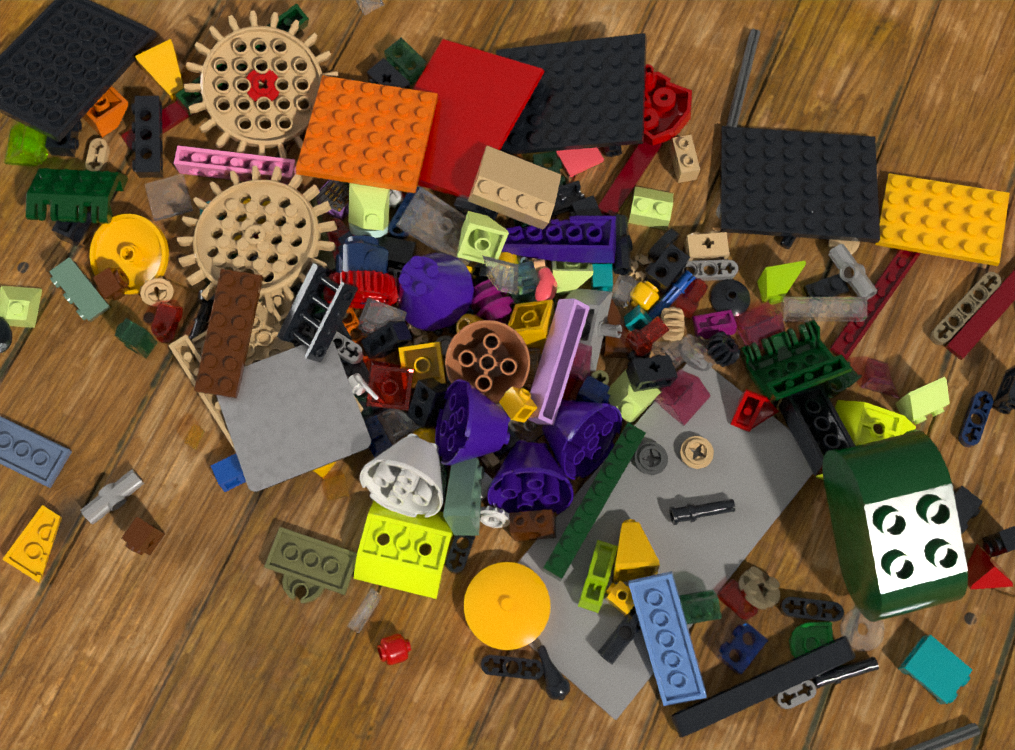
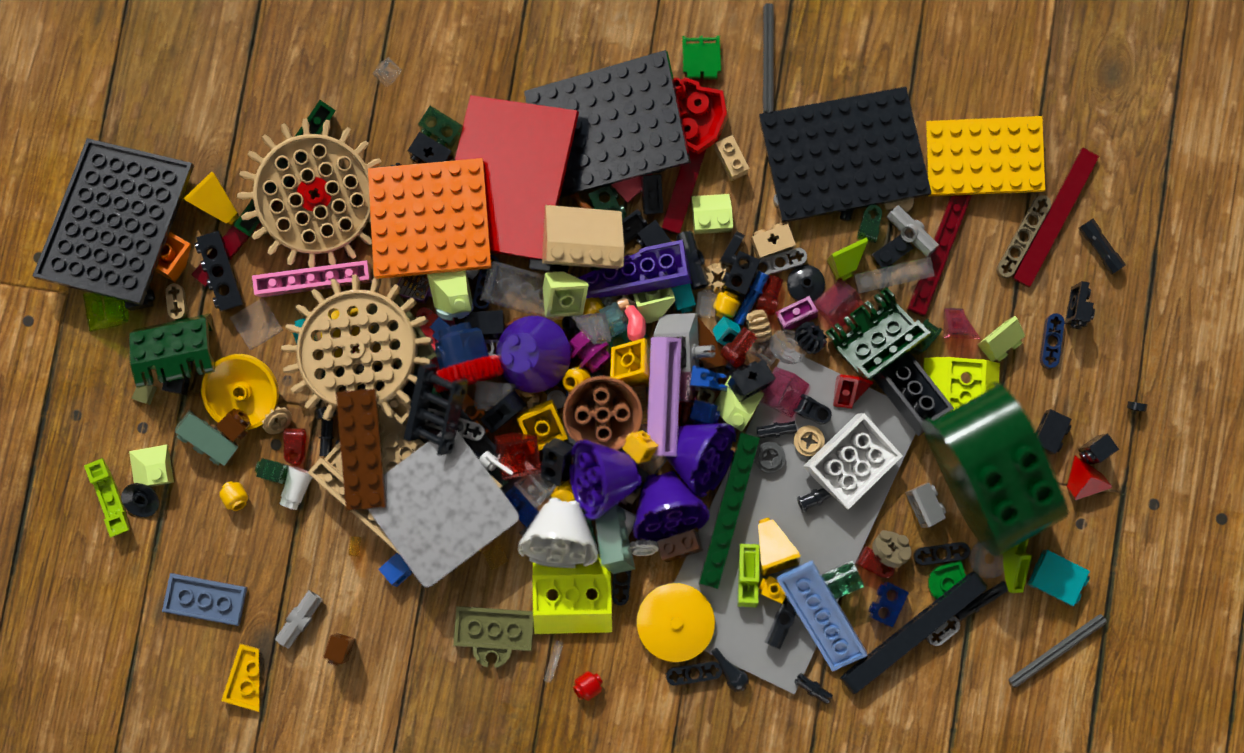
camera: 15 degrees left, 10 degrees up
(36, 233) = (144, 394): none -> olive slope
(88, 354) = (233, 496): none -> yellow head
(153, 362) = (295, 487): none -> white plant
(596, 172) = (652, 194): none -> black plate
(604, 360) = (707, 379): none -> blue hinge
(638, 719) = (813, 688): none -> black pin
(665, 432) = (776, 429): none -> black pin
(677, 61) = (701, 57): none -> green plate
(707, 421) = (812, 409): none -> black piece
(739, 483) = (853, 460): none -> white slope
(806, 552) = (925, 505): none -> light grey slope
(811, 255) = (868, 226): none -> clear green piece
(892, 642) = (1016, 567): none -> lime slope

